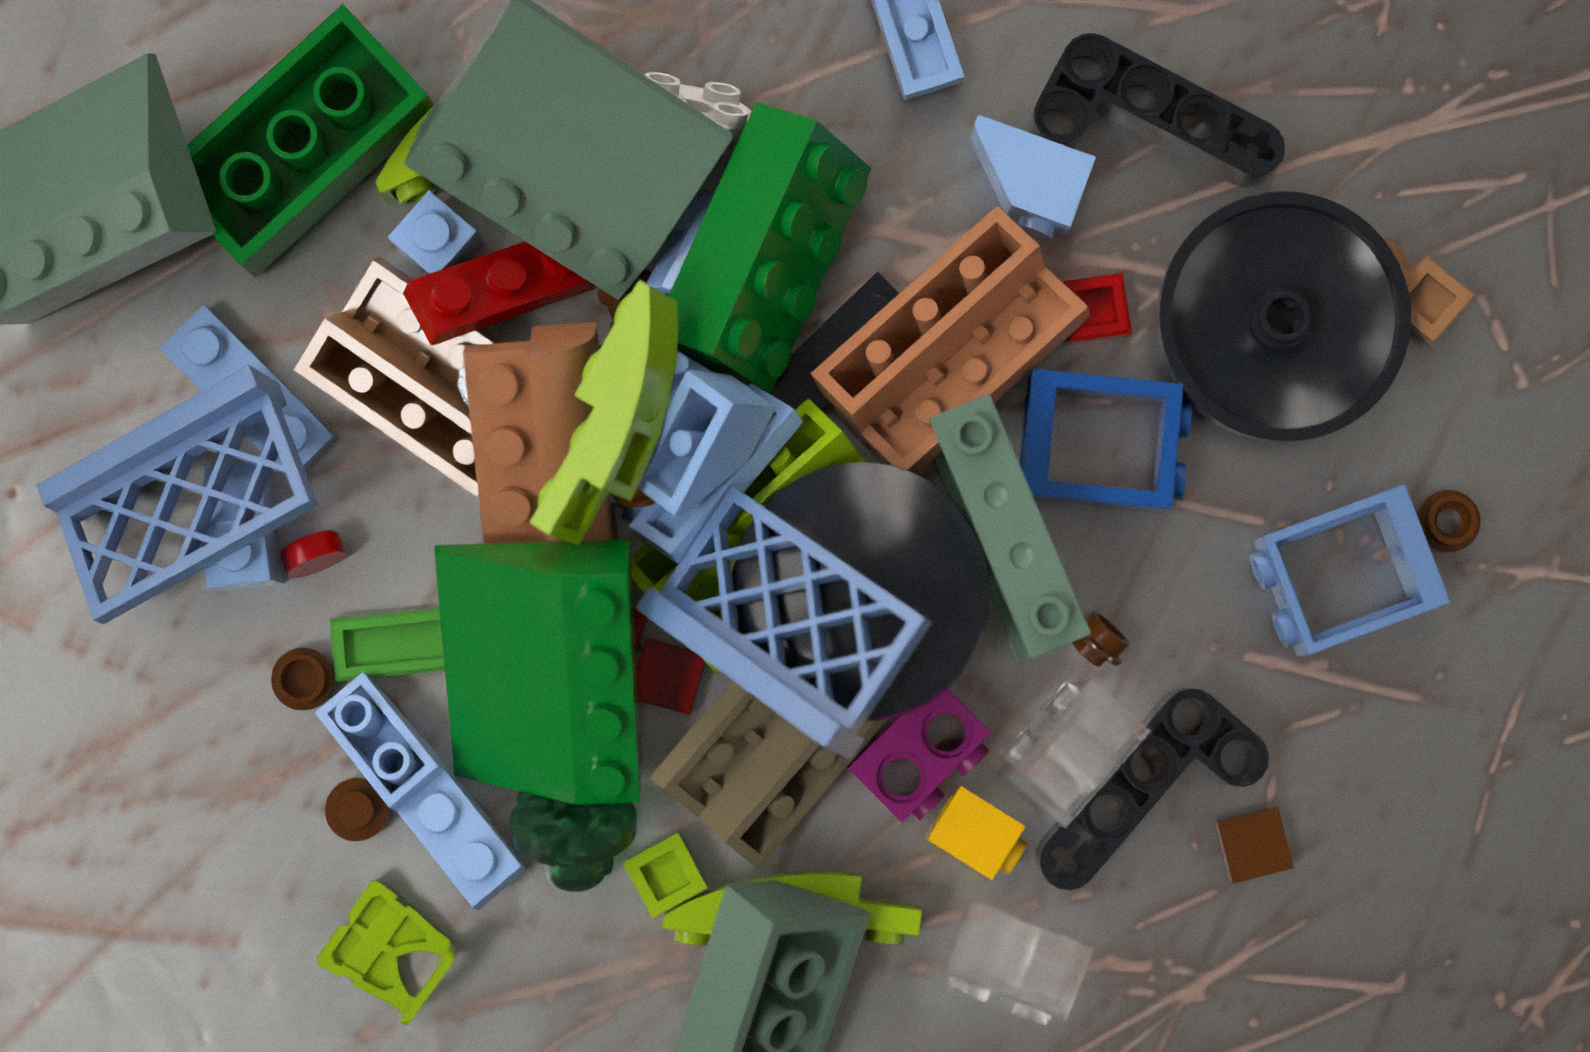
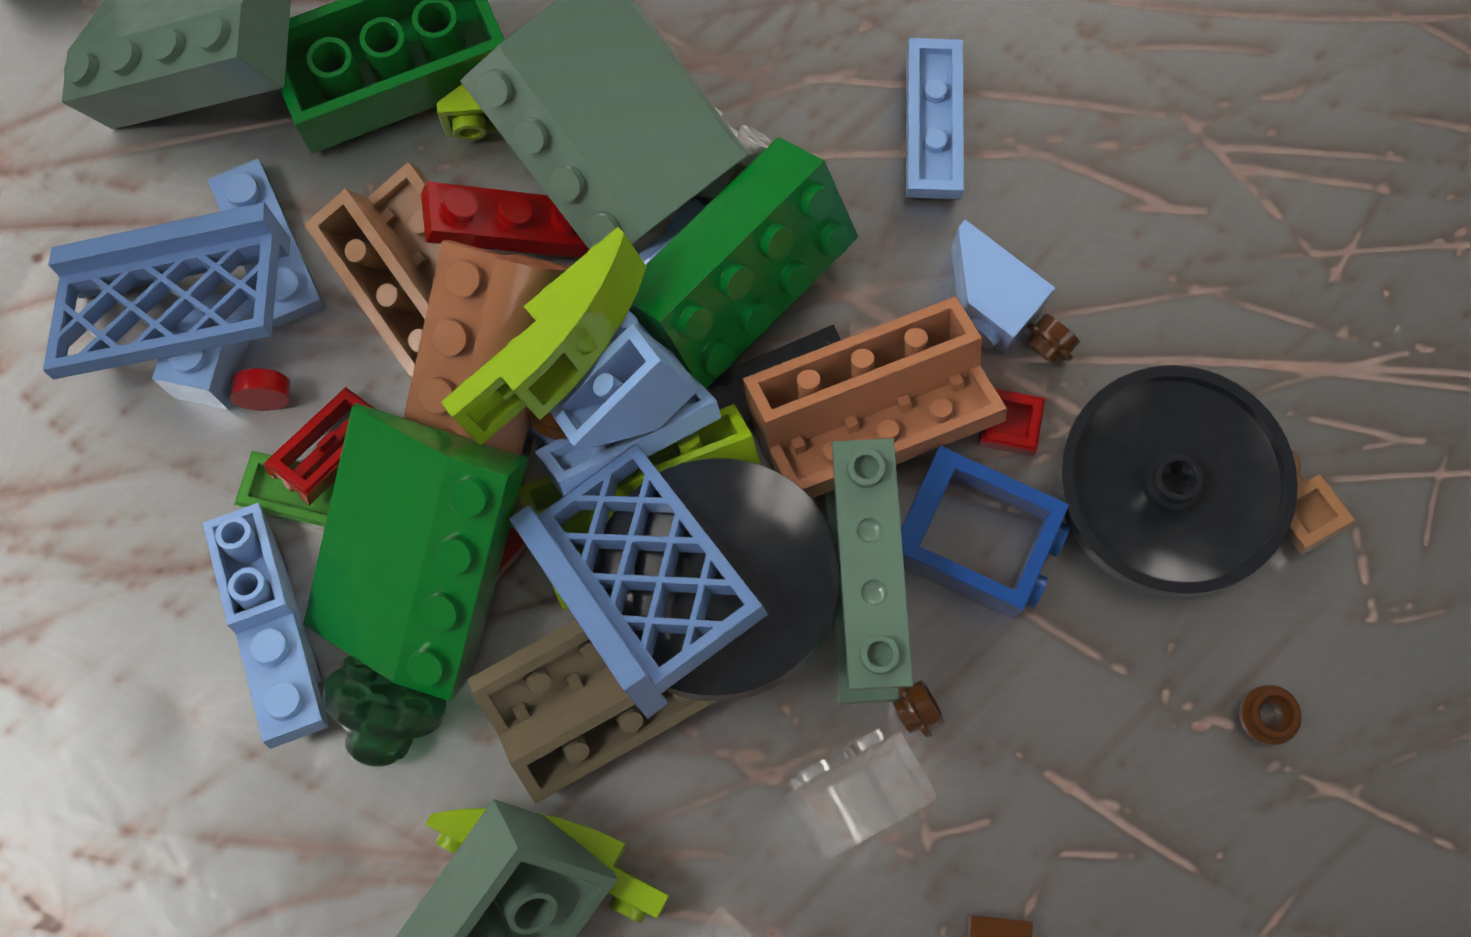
camera: 20 degrees right, 10 degrees down
(303, 679) = (207, 492): reddish brown plate -> none
(355, 810) = (202, 623): reddish brown plate -> none
(373, 940) = (165, 747): lime piece -> none
(389, 635) = (320, 461): none -> red tile
(435, 236) = (469, 160): light blue brick -> none
(665, 875) = (451, 779): lime plate -> none
(669, 676) = (523, 604): red tile -> none
(909, 739) = (713, 735): magenta brick -> none
(977, 833) = (747, 844): yellow brick -> none
(1109, 207) = (1052, 339): none -> reddish brown plate
(1139, 797) = (904, 863): black beam -> none
(1161, 123) = (1121, 284): black beam -> none
(1406, 548) = (1225, 722): medium blue window -> none

